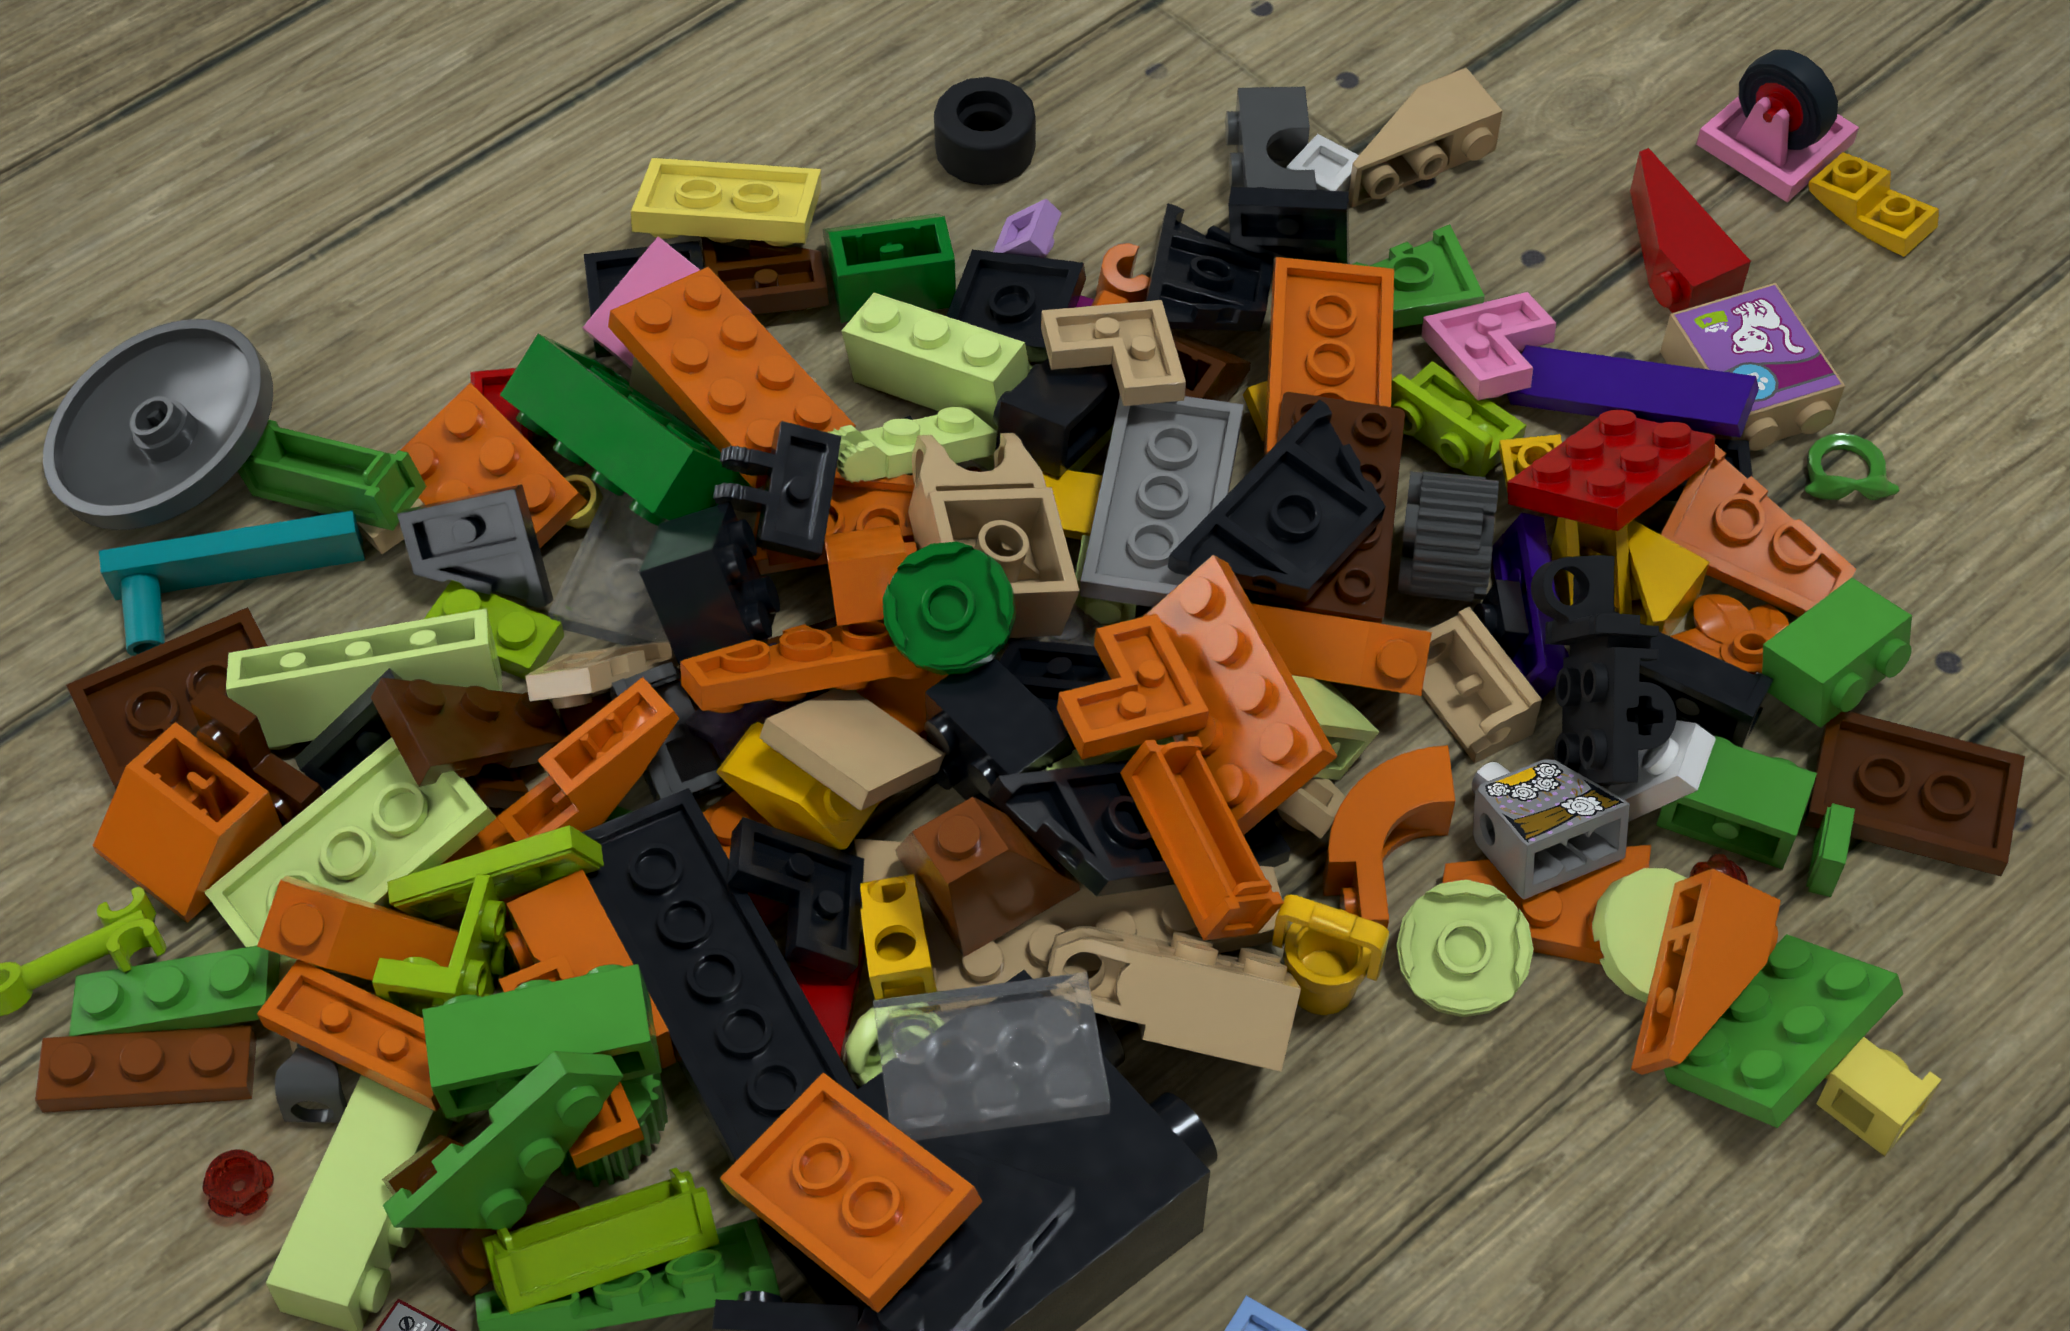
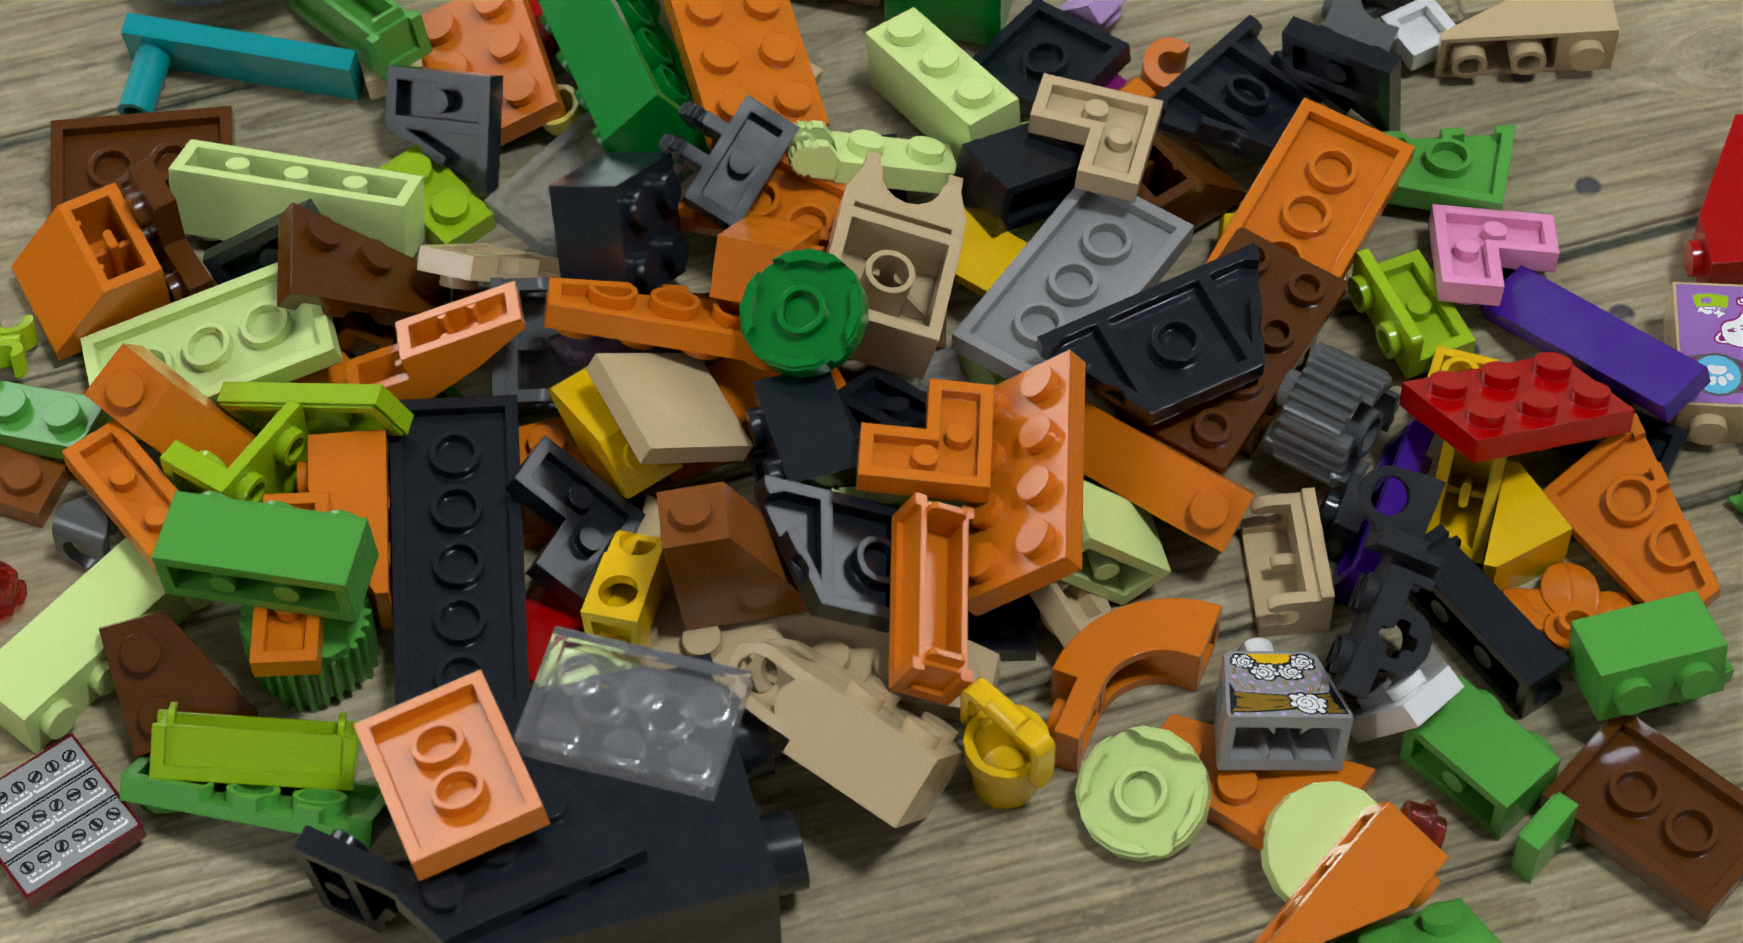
camera: 25 degrees right, 0 degrees up
(508, 1163) = (201, 640): bright green wing -> none

